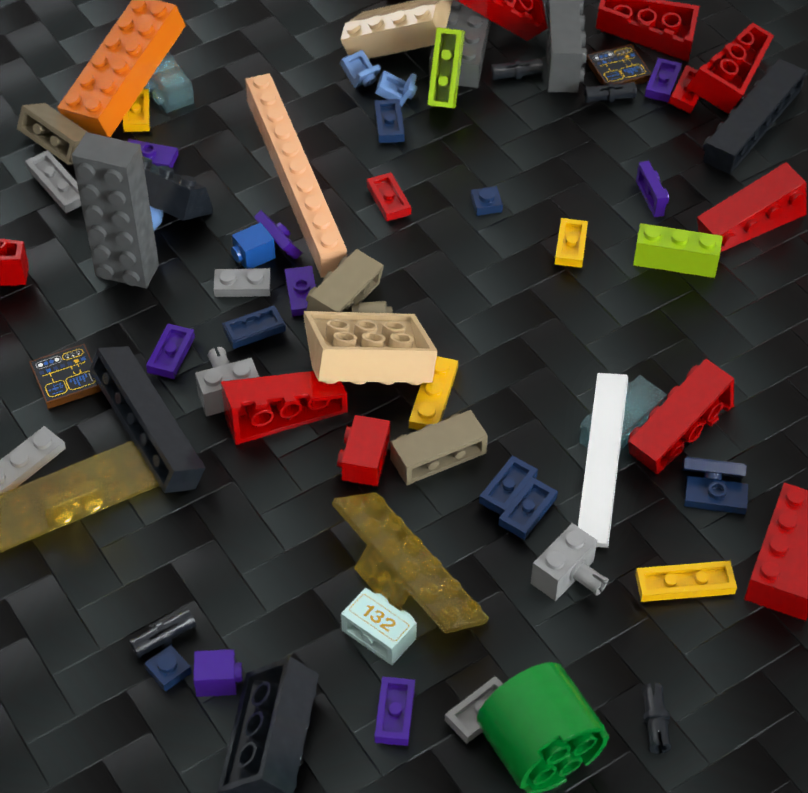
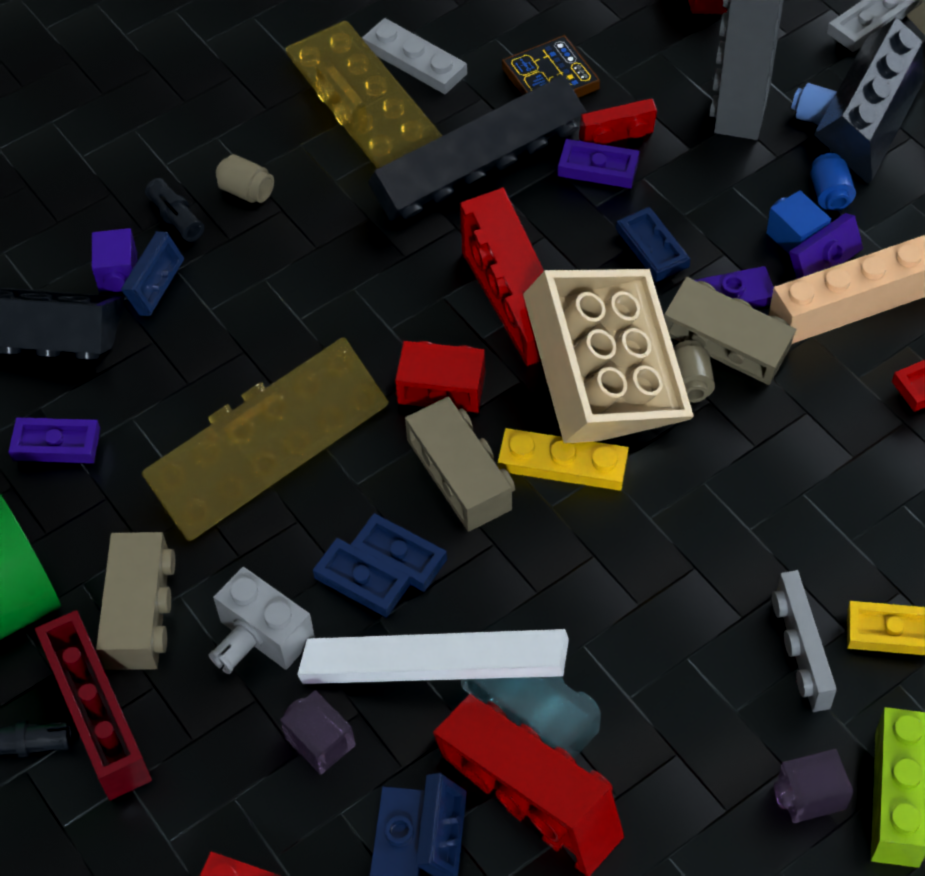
camera: 90 degrees right, 5 degrees up
(135, 326) = (618, 122): none -> red plate
(141, 579) = (244, 179): none -> dark tan brick
(168, 668) = (136, 217): dark blue plate -> none
(210, 380) = (548, 220): light grey brick -> none
(217, 224) = (832, 182): none -> blue brick
(233, 641) = (152, 273): none -> dark blue plate
(242, 282) = (737, 226): light grey plate -> none
(379, 625) = (171, 412): light aqua brick -> none
(463, 716) = (51, 532): light grey plate -> none
(535, 642) = (135, 601): none -> dark tan brick
(581, 281) = (804, 642): none -> light grey plate
(638, 661) = (93, 705): none -> dark red brick
(649, 533) = (317, 731): none -> clear purple brick
(677, 289) = (813, 786): none -> clear purple brick
(685, 581) = (238, 783): yellow plate -> none

